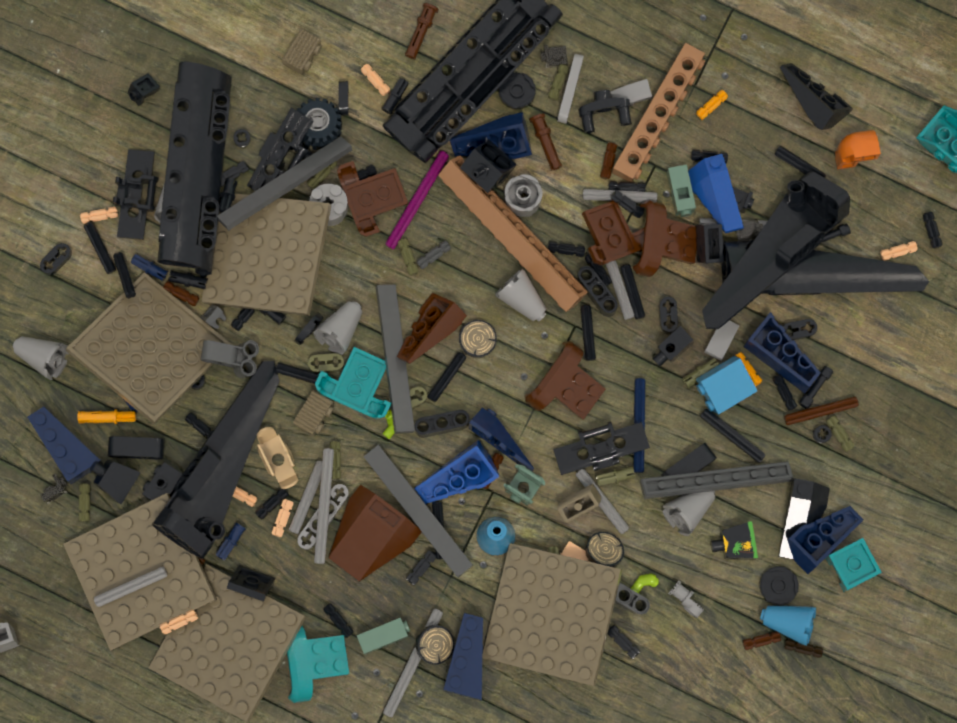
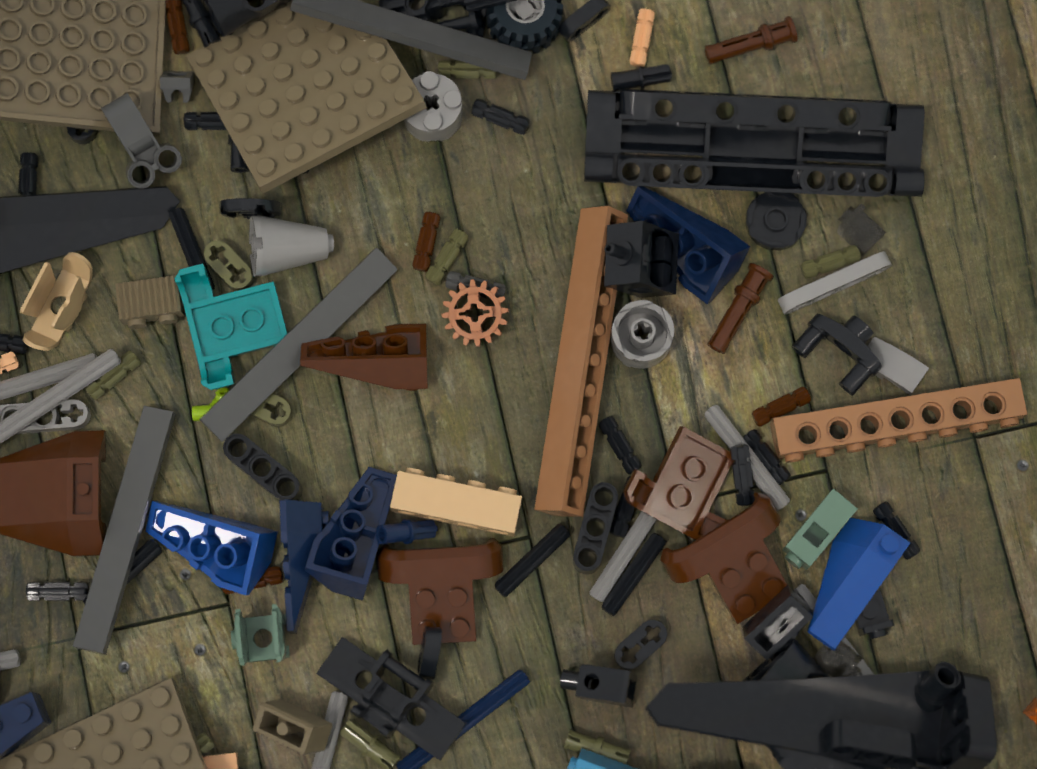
camera: 55 degrees right, 0 degrees up
(370, 196) = (485, 148): reddish brown piece -> none
(392, 260) = (426, 241): none -> reddish brown axle
(417, 200) = (528, 210): magenta axle -> none
(446, 377) = (330, 427): black axle -> none
(458, 271) = (475, 327): none -> nougat gear
(477, 338) = (411, 427): dark tan tile -> none
(495, 543) = (183, 652): dark azure cone -> none
(512, 408) = (348, 543): none -> dark blue wedge
(522, 296) = (508, 439): light grey cone -> none
(528, 379) = (406, 531): none -> dark blue axle
(533, 345) = (456, 503): none -> tan brick
(595, 412) = (429, 652): none -> black beam
(712, 104) = (968, 479): light orange axle -> none
(721, 340) = (662, 742): light grey slope -> none
(796, 161) = (986, 652): black axle -> none

